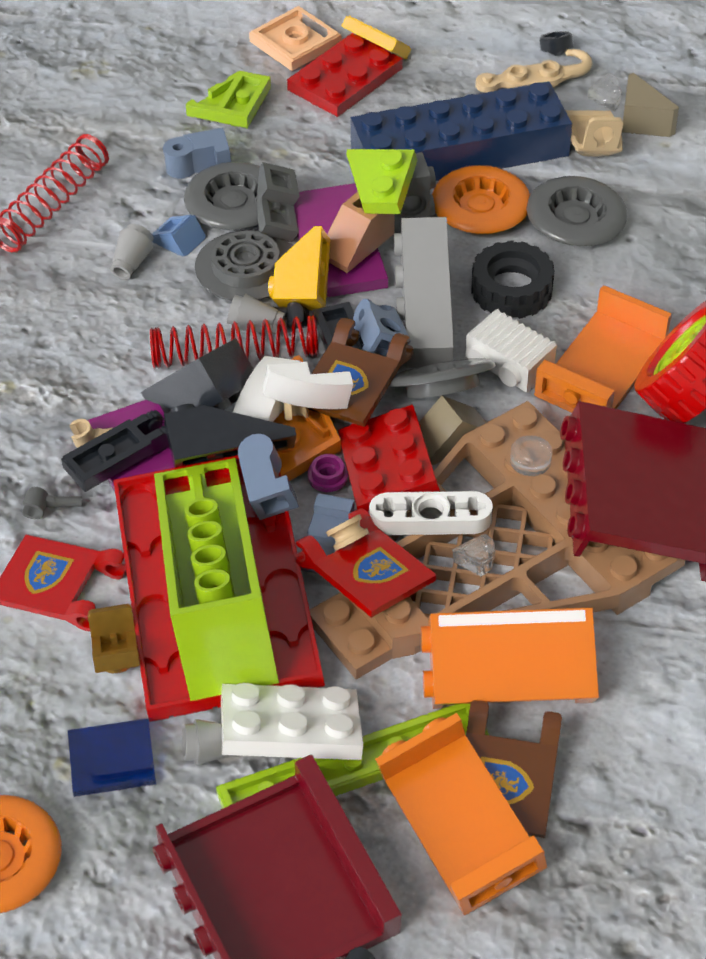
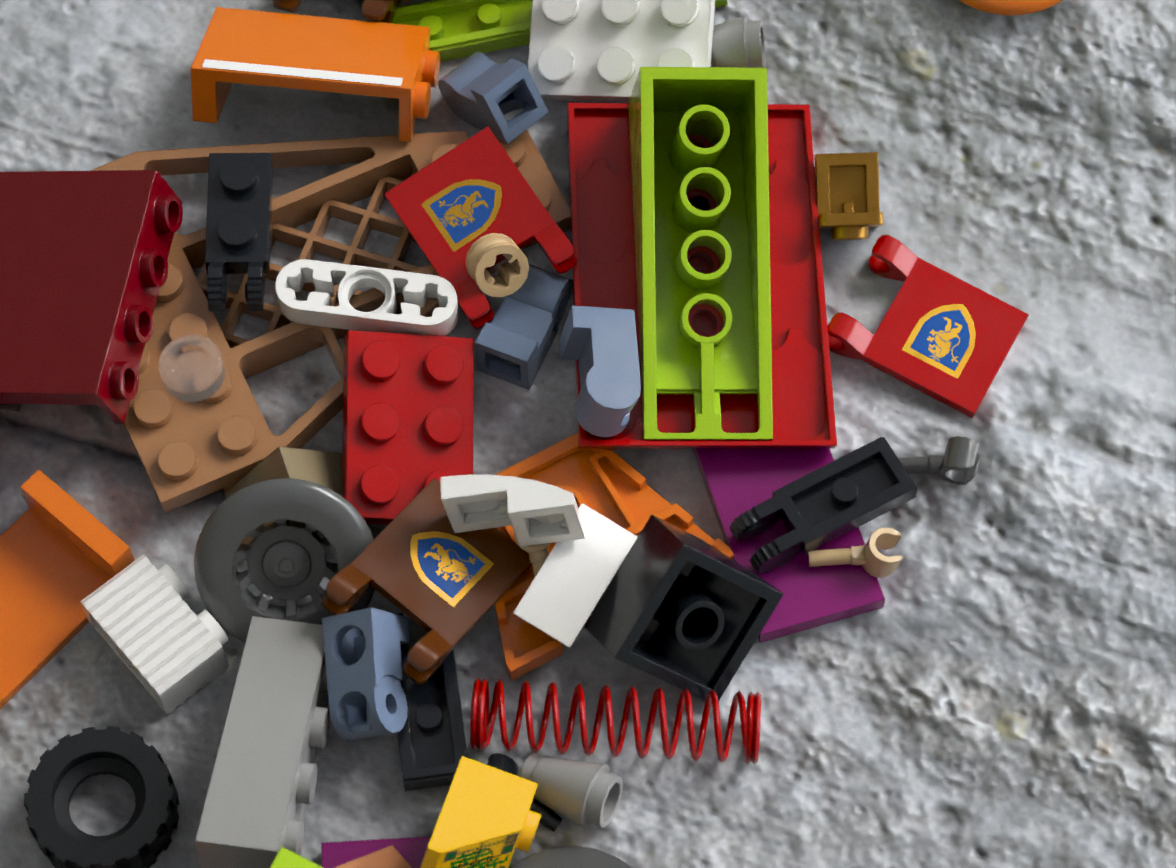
camera: 170 degrees left, 15 degrees up
(111, 757) = (859, 64): clear blue piece -> none
(214, 433) = (657, 467): black slope -> none
(327, 473) = (496, 432): magenta plate -> none
(379, 668) = (487, 91): none -> sand blue leg
(476, 555) = (315, 234): clear tile -> none
(530, 546) = (238, 225): none -> black hinge

